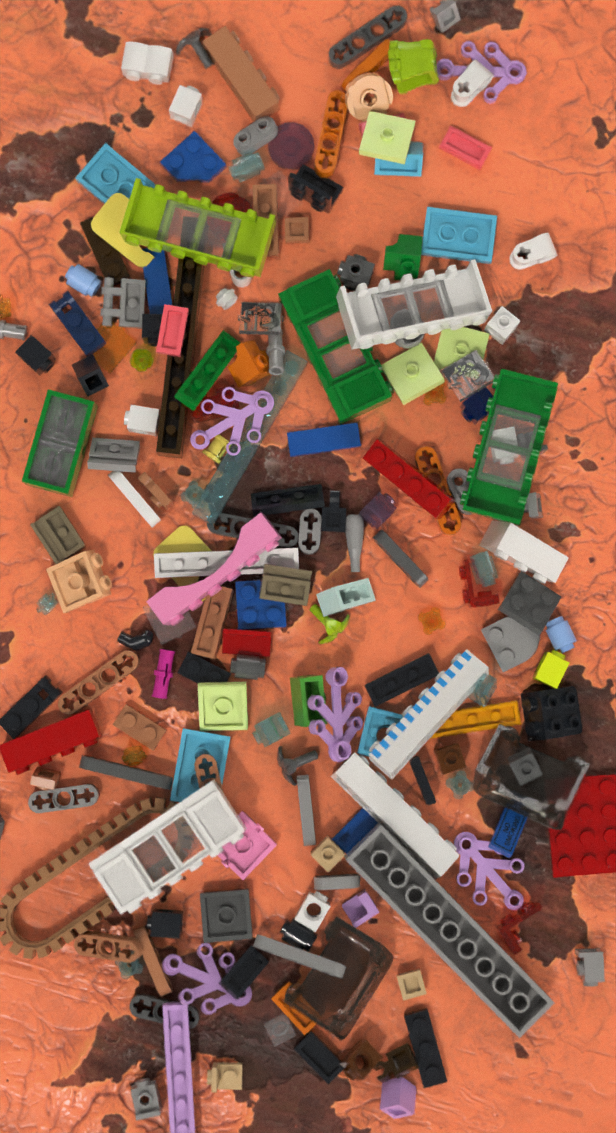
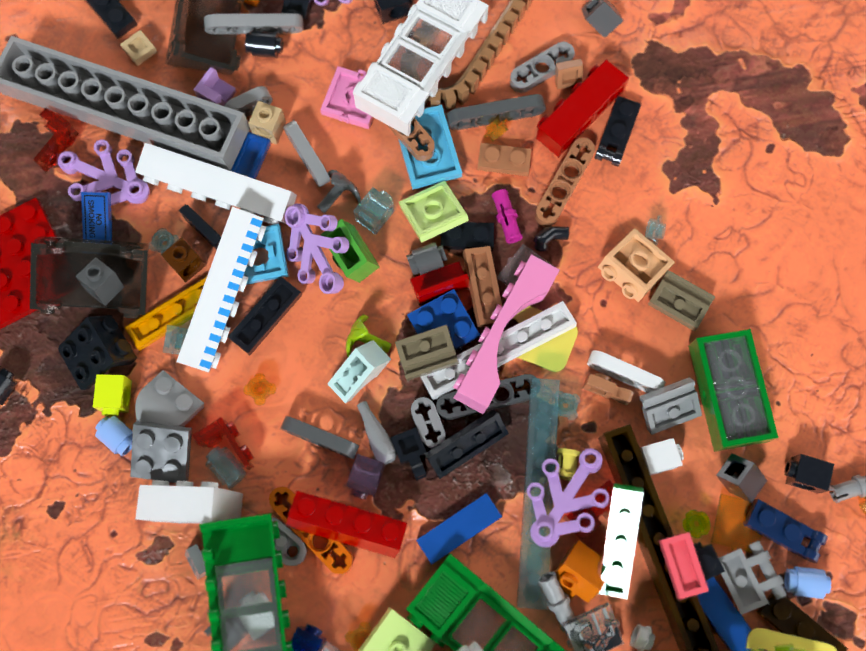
camera: 155 degrees right, 10 degrees down
(226, 915) = (339, 32): dark grey plate -> none
(308, 920) = (256, 60): white brick -> none

